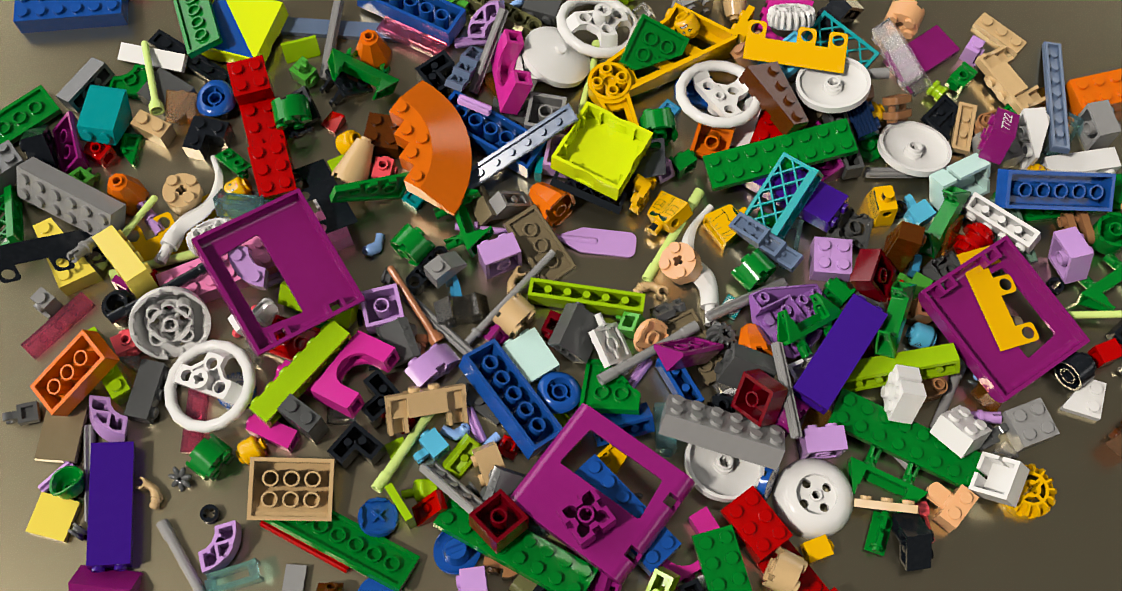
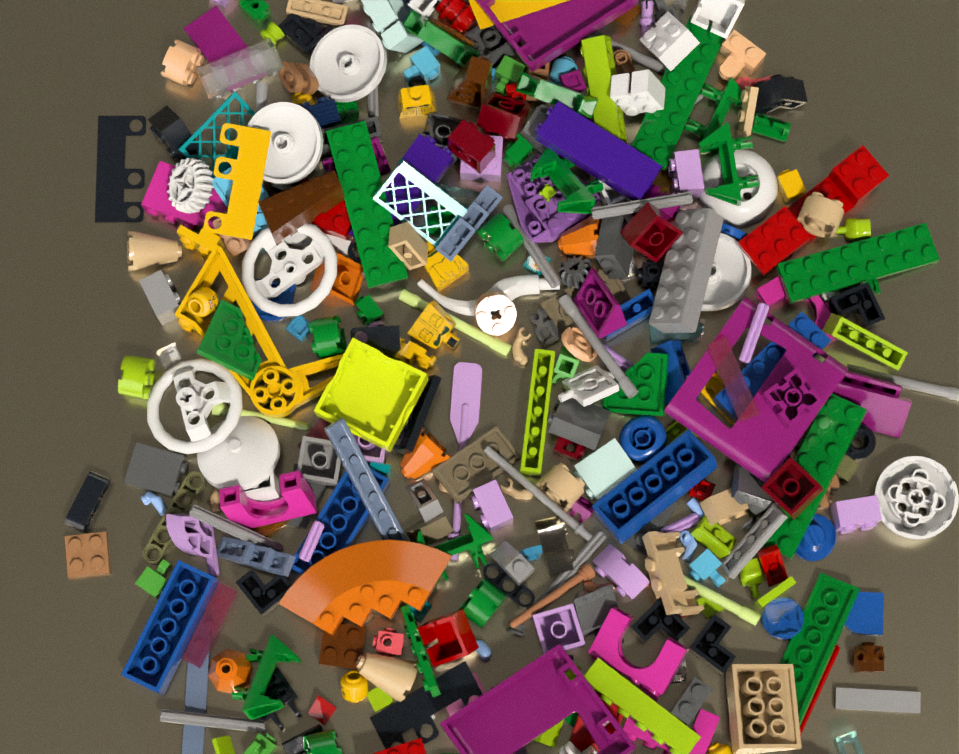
camera: 90 degrees left, 10 degrees up
(379, 222) = (454, 637): none -> red piece
(608, 464) = (732, 379): none -> clear pink tile
(655, 485) = (754, 332): none -> lavender axle
(741, 187) = (408, 245): none -> tan brick
(798, 313) = (547, 192): none -> lime piece
(838, 237) = (472, 146): none -> dark red brick
(860, 476) = (732, 182): none -> green hose
(910, 338) = (573, 81): none -> magenta tile

